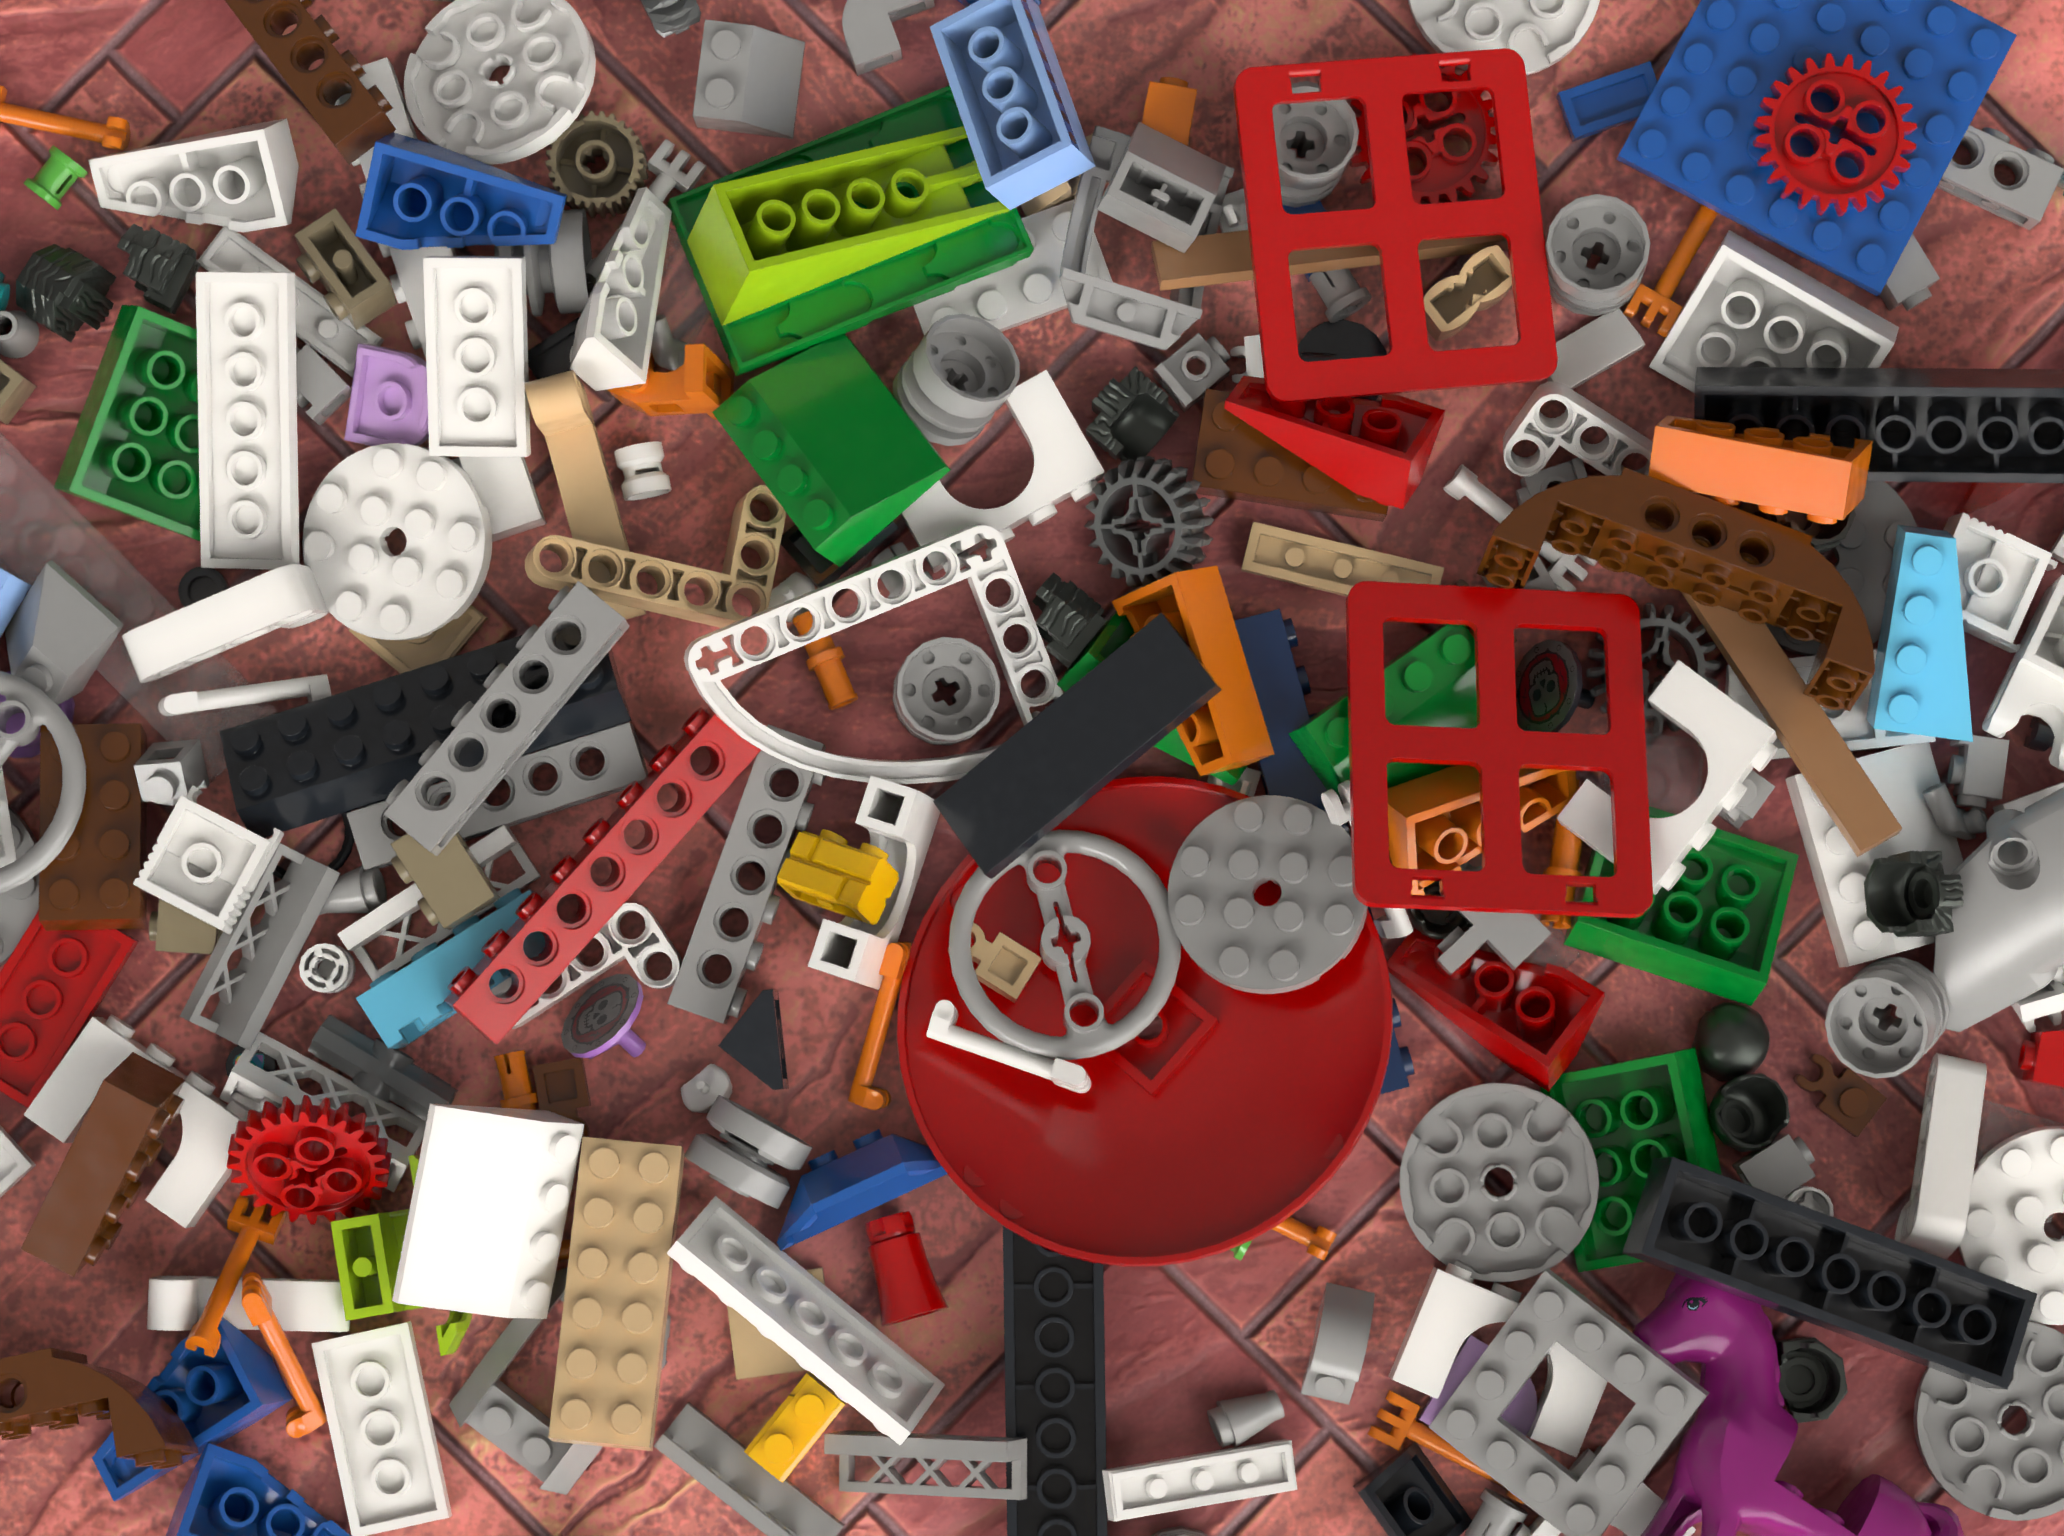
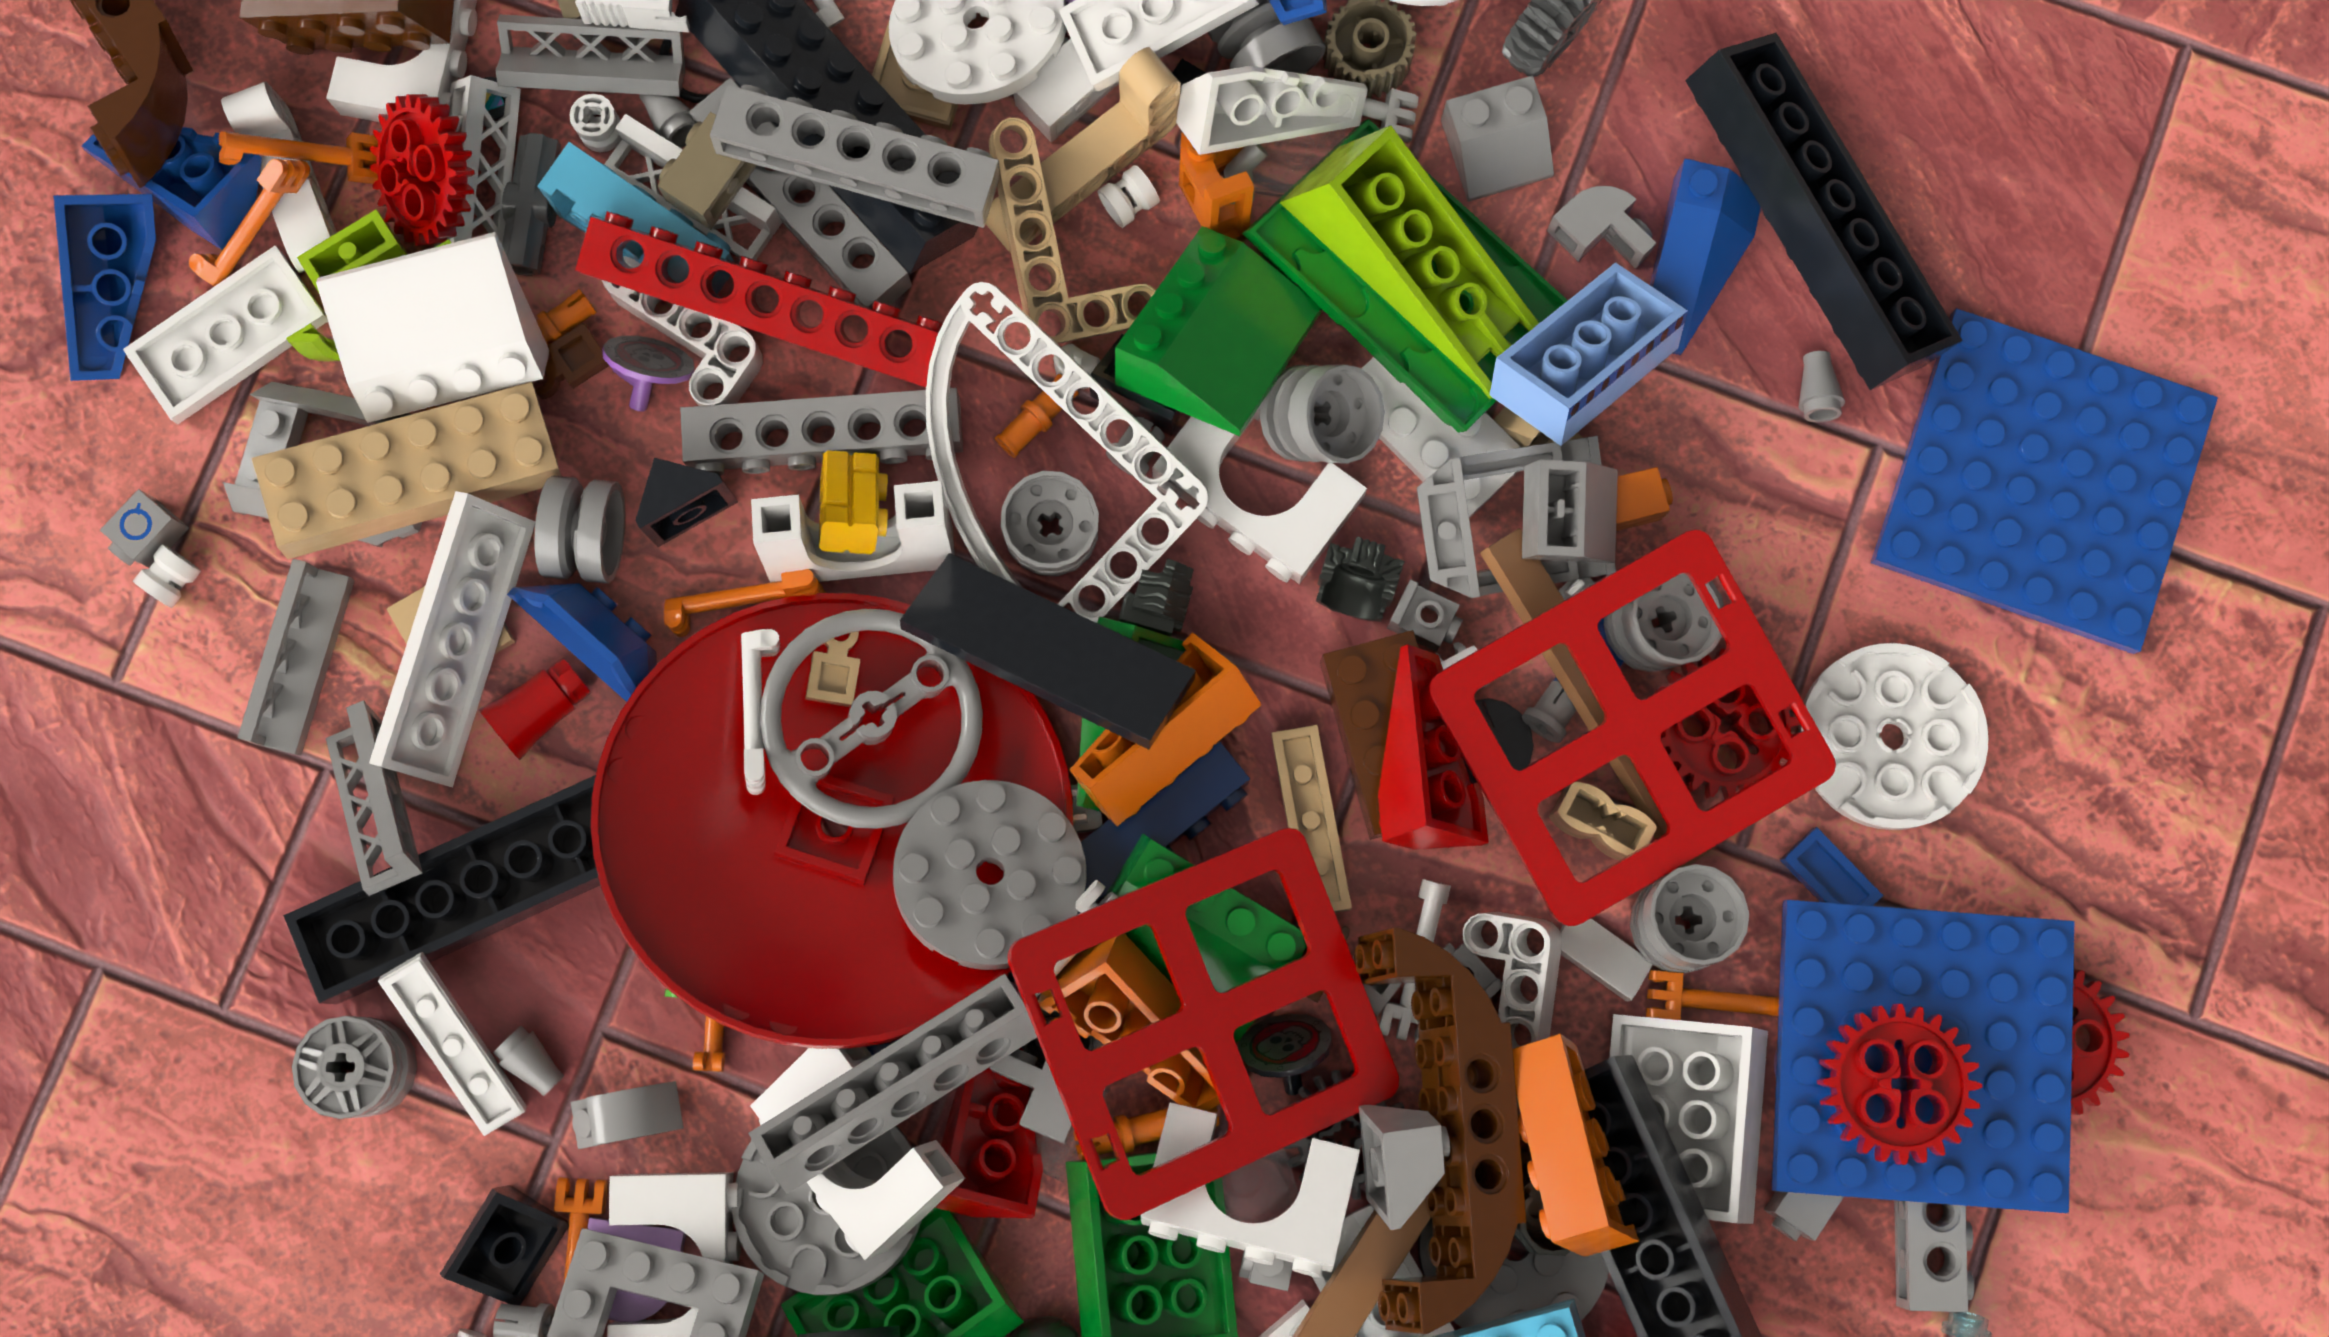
camera: 65 degrees right, 5 degrees down
(705, 1087) = (627, 474): white piece -> none
(795, 1427) = (352, 671): yellow brick -> none
(1158, 497) = (1282, 654): dark grey gear -> none
(1431, 1063) = (893, 1084): none -> light grey brick
(1533, 1144) = (867, 1210): none -> white arch
(1704, 626) = (1400, 1159): none -> light grey slope

